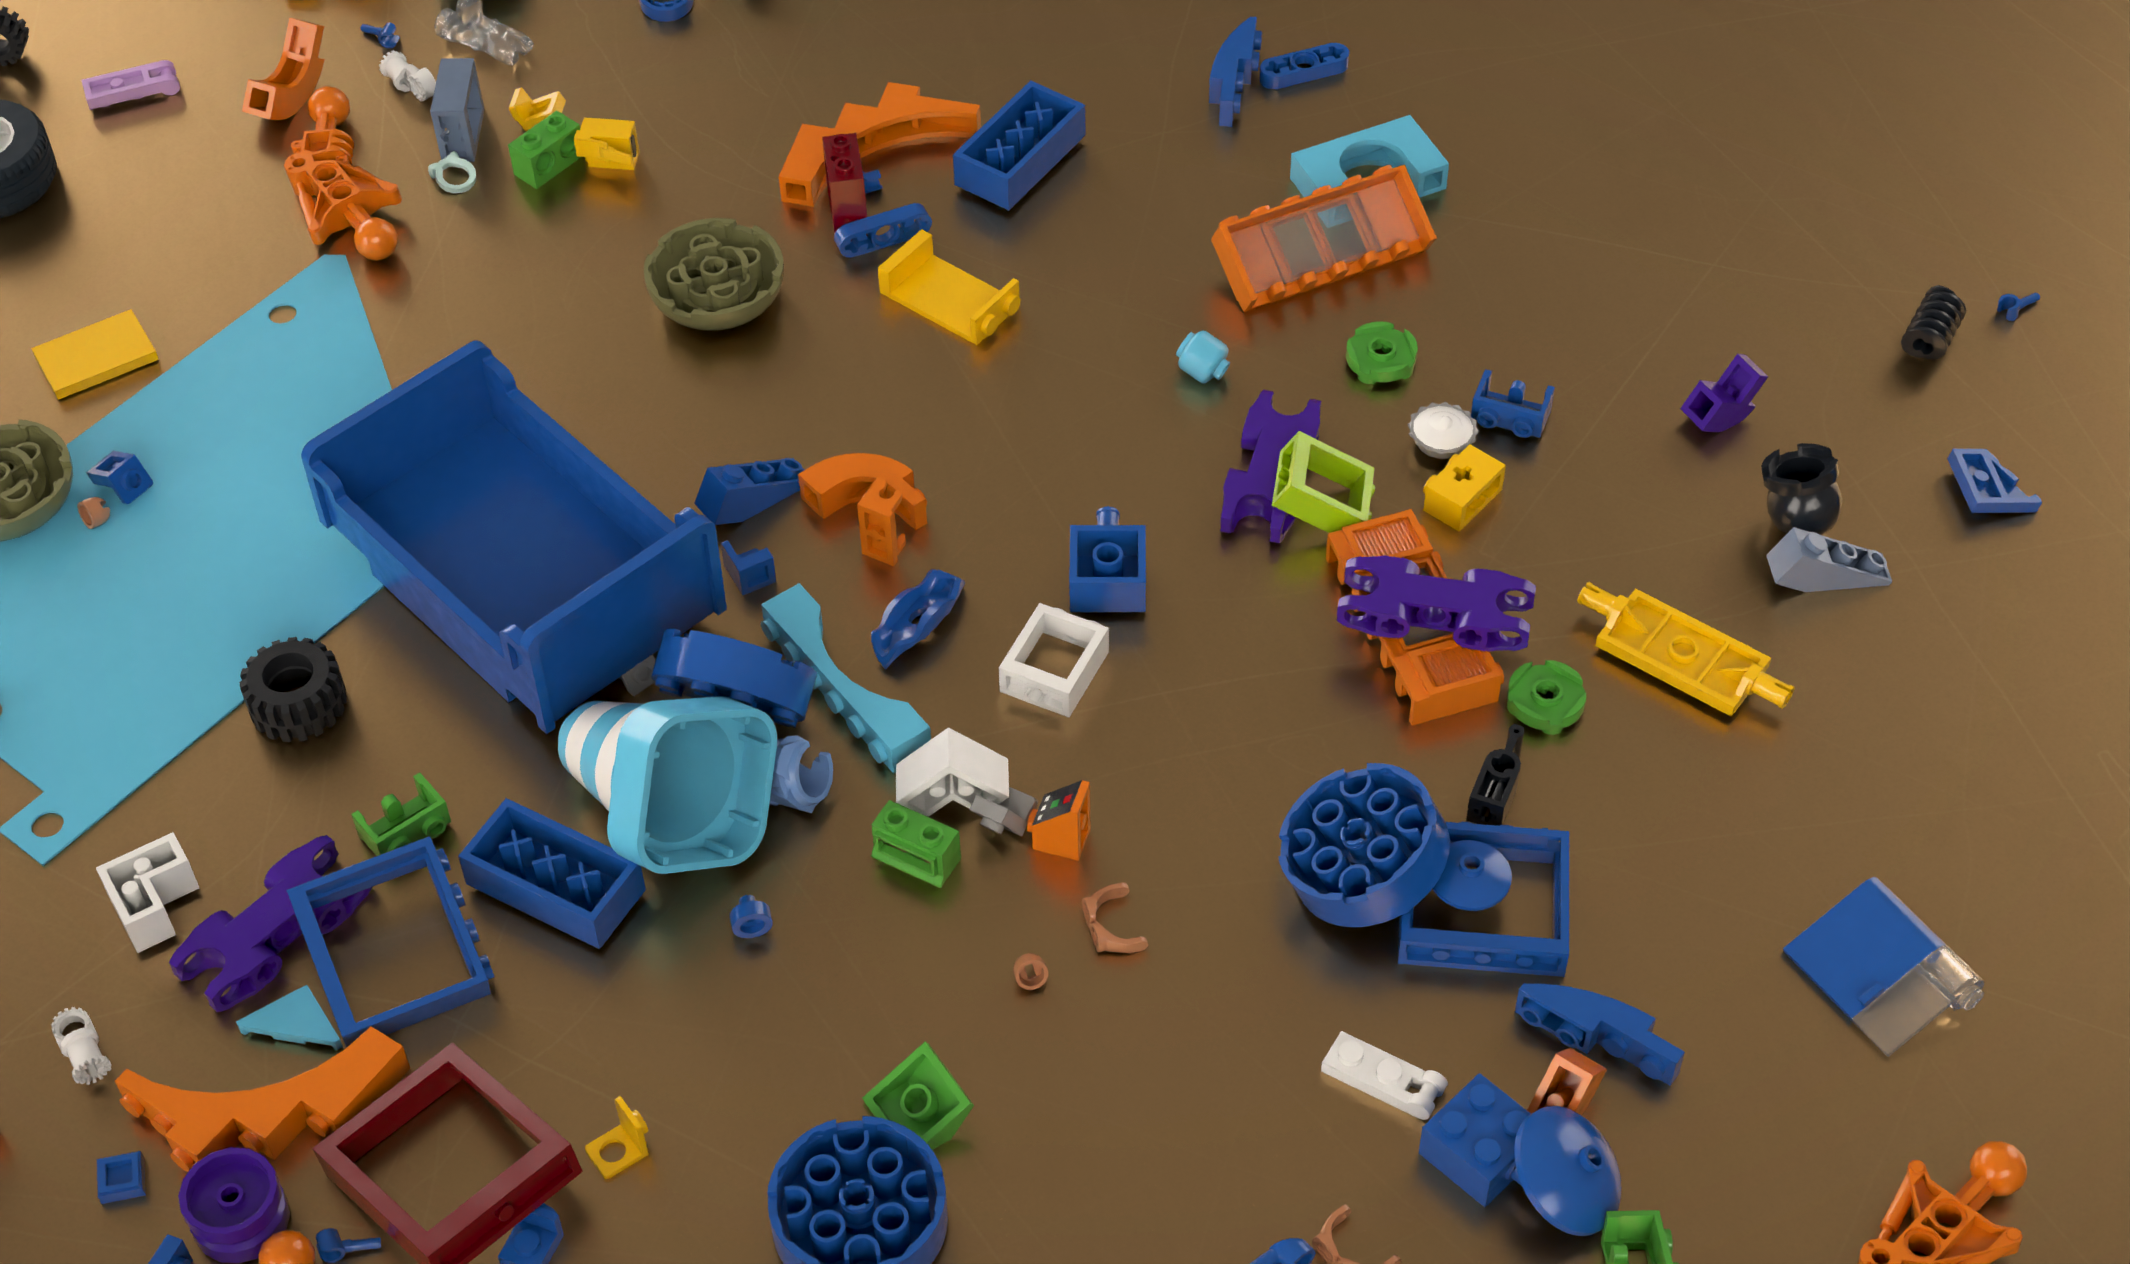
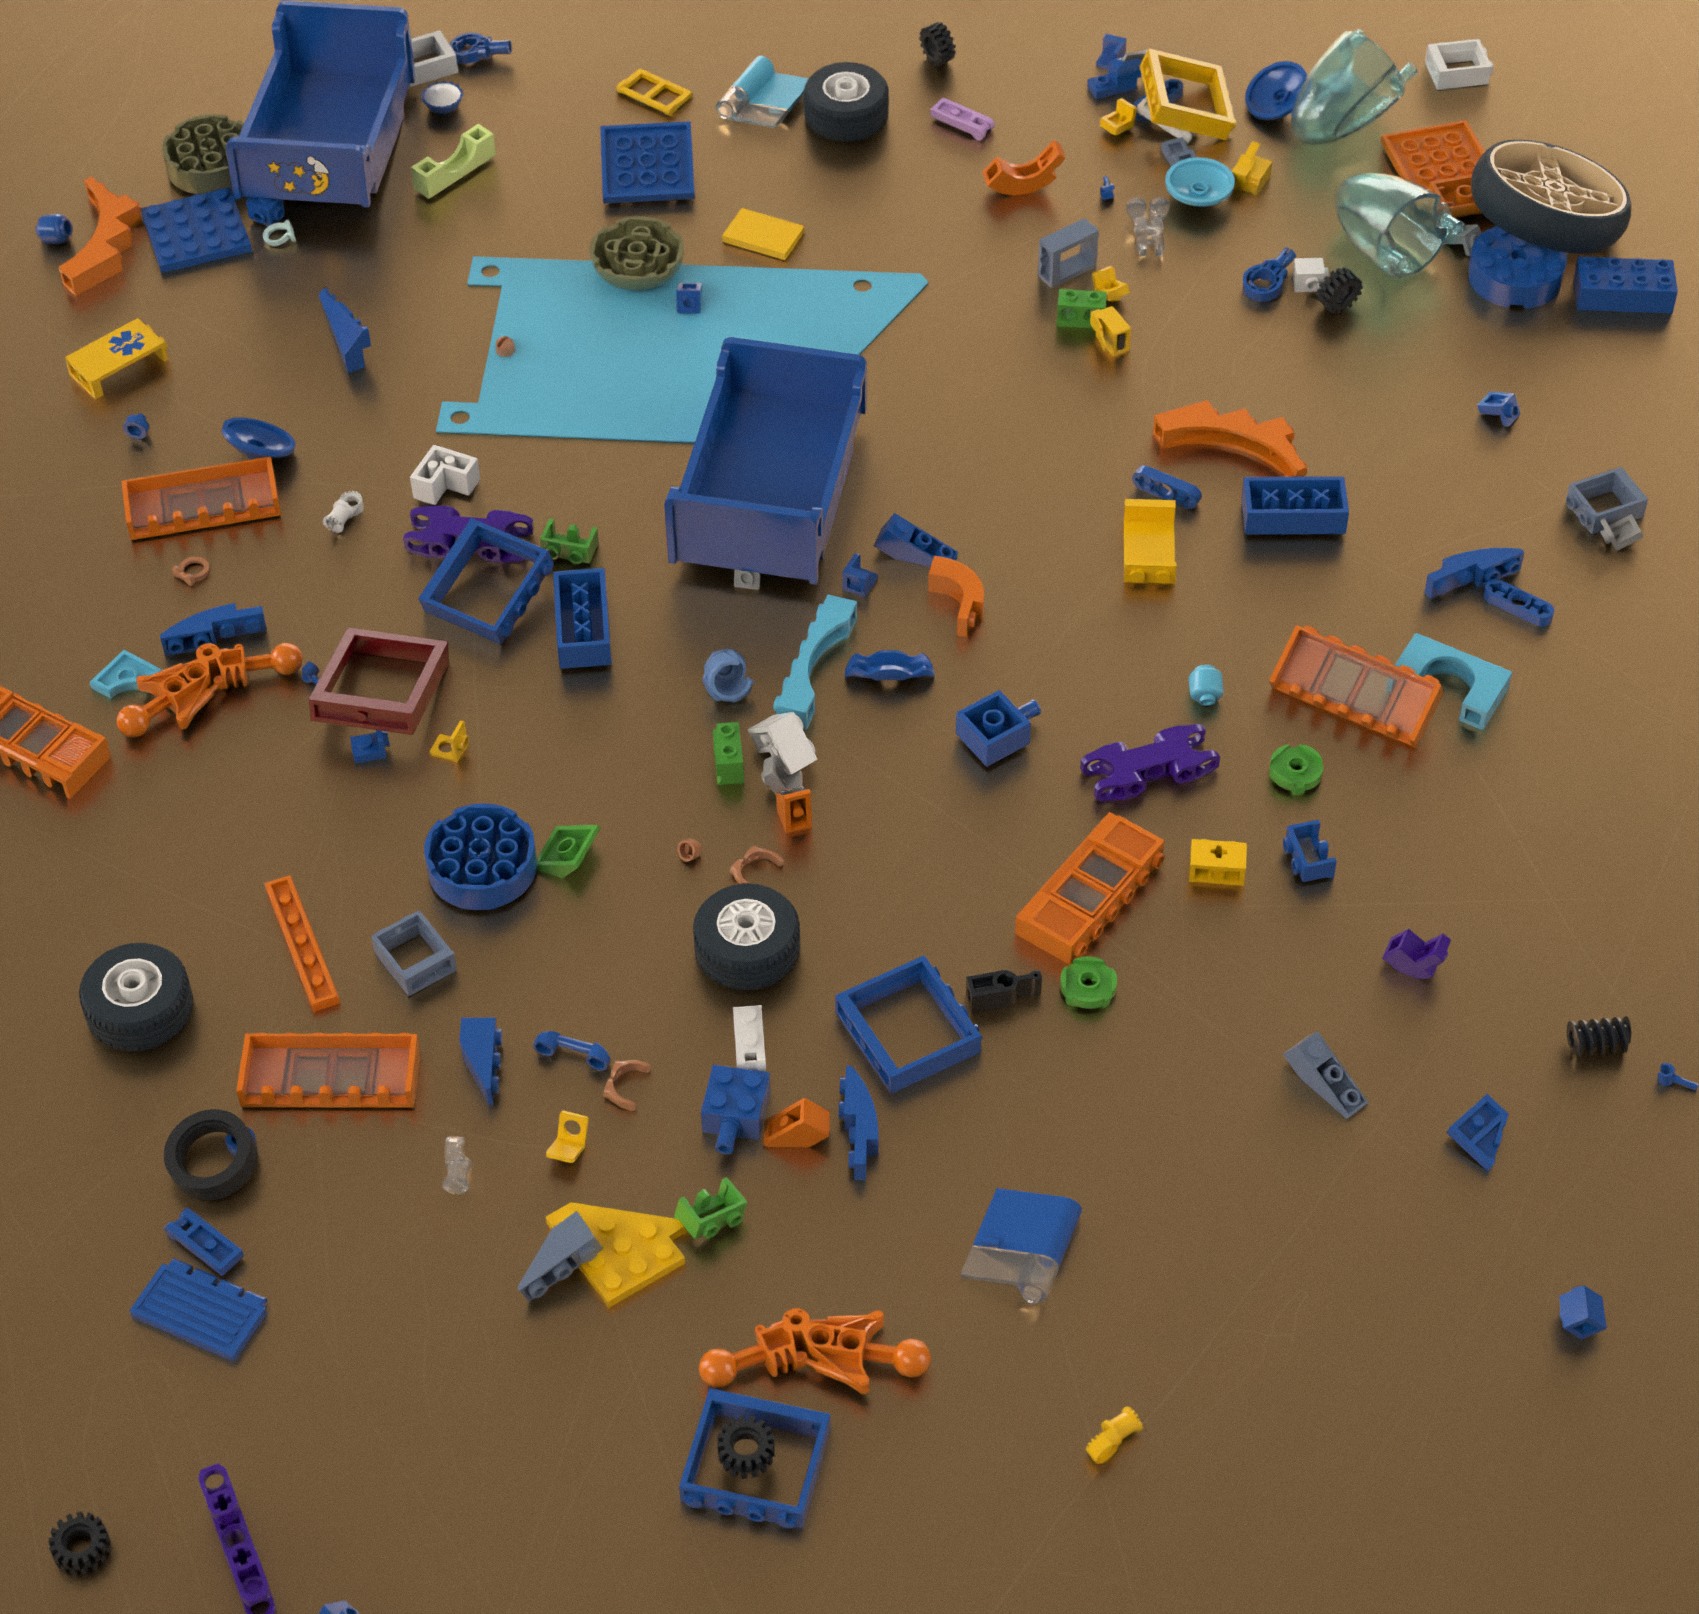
camera: 55 degrees right, 0 degrees up
(92, 512) = (657, 301): nougat hinge -> none
(121, 1177) = (288, 574): blue tile -> none
(233, 1204) = (298, 619): dark purple wheel -> none
(273, 1114) = (360, 605): orange arch -> none
(292, 1019) = (418, 575): medium azure tile -> none
(299, 711) = (610, 448): black tyre -> none
(343, 192) = (962, 246): orange piece -> none
(407, 76) = (1083, 209): white connector -> none
(436, 171) = (1038, 277): light aqua piece -> none
(677, 776) = (661, 624): medium azure cone -> none
(714, 273) = (1037, 429): olive brick -> none
(726, 667) = (751, 606): blue brick -> none
(750, 918) = (625, 714): blue tile -> none
(844, 179) = (1182, 431): dark red window -> none
(871, 181) = (1205, 459): blue hand -> none
(878, 524) = (932, 610): orange hinge -> none
(1055, 692) = (915, 759): white window -> none
(1233, 982) = (746, 936): none -> black wheel
(1311, 505) = (1154, 759): lime window -> none
(1364, 845) = (881, 941): blue brick -> none
(1442, 429) = (1253, 826): white piece -> none
(1466, 607) = (1098, 899): dark purple piece -> none
(1477, 887) = (907, 1013): blue dish -> none
(1567, 1170) = (721, 1143): blue dish -> none
(1683, 650) = (1183, 1031): yellow plate -> none
(1803, 488) = (1359, 1024): black tile -> none

